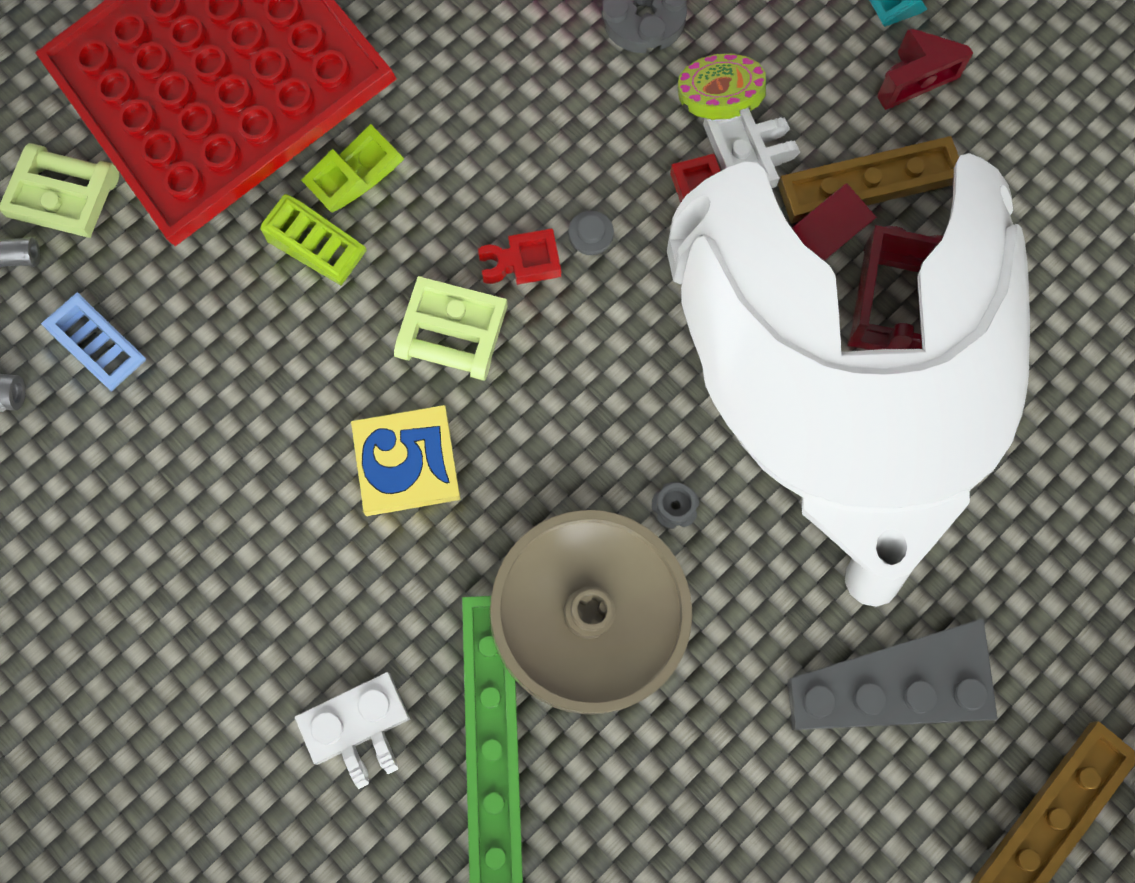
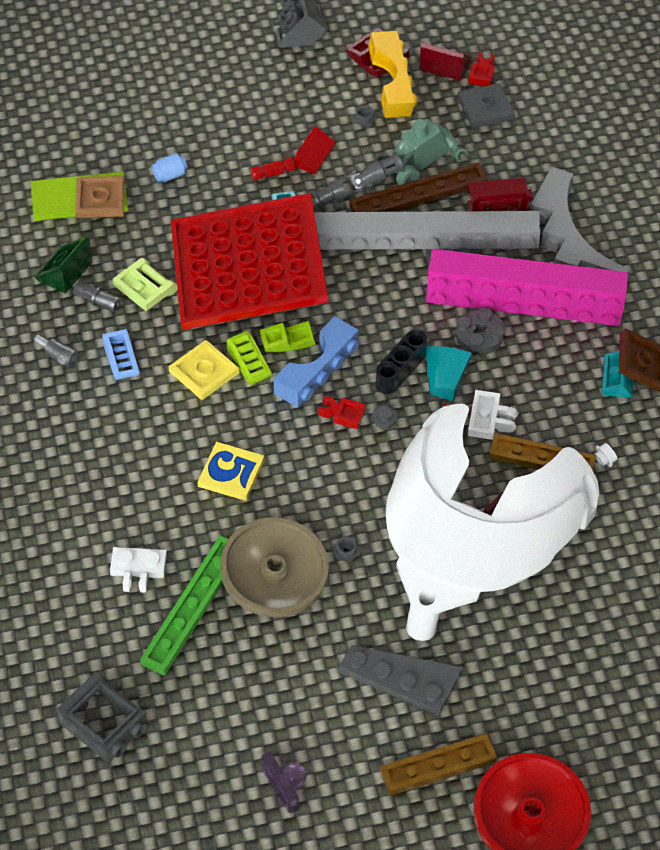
camera: 30 degrees right, 20 degrees down
(250, 296) = (204, 369): none -> light yellow tile
(421, 239) = (299, 381): none -> medium blue arch
(456, 314) = (294, 419): yellowish green plate -> none
(560, 105) = (401, 362): none -> black beam
(635, 103) = (446, 370): none -> teal slope
(722, 86) = (493, 379): lime tile -> none
(834, 222) = (499, 466): dark red slope -> none
(925, 65) = (609, 421): dark red slope -> none
(960, 126) = (605, 455): none -> white plate

